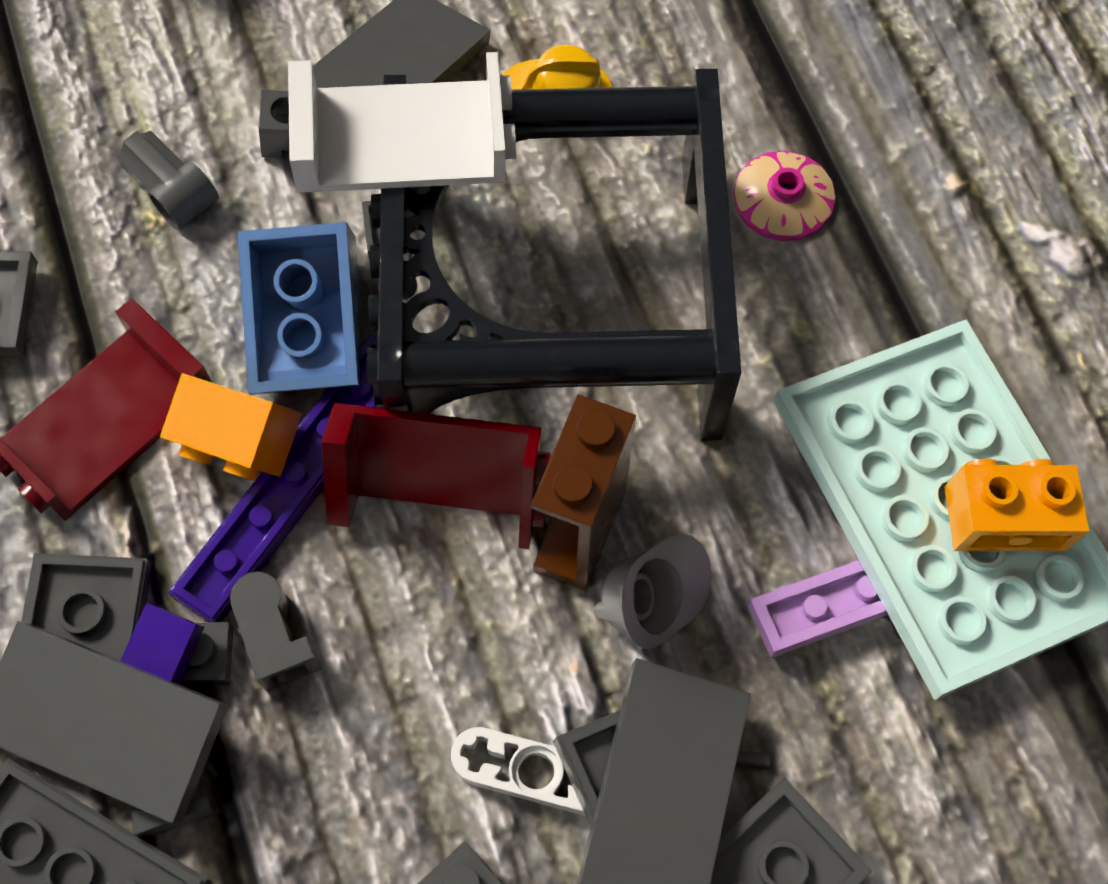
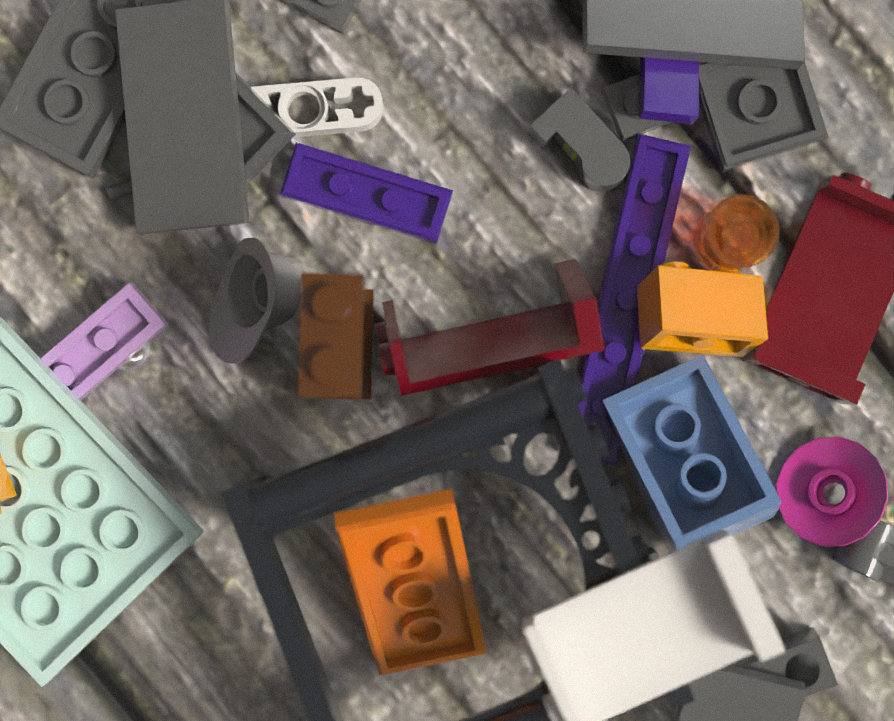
camera: 160 degrees right, 20 degrees up
(165, 485) = (736, 233): none -> clear orange wheel
(194, 217) = (810, 475): none -> dark pink dish
(505, 664) = (366, 193): none -> dark purple tile
(592, 275) = (412, 581): none -> orange tile

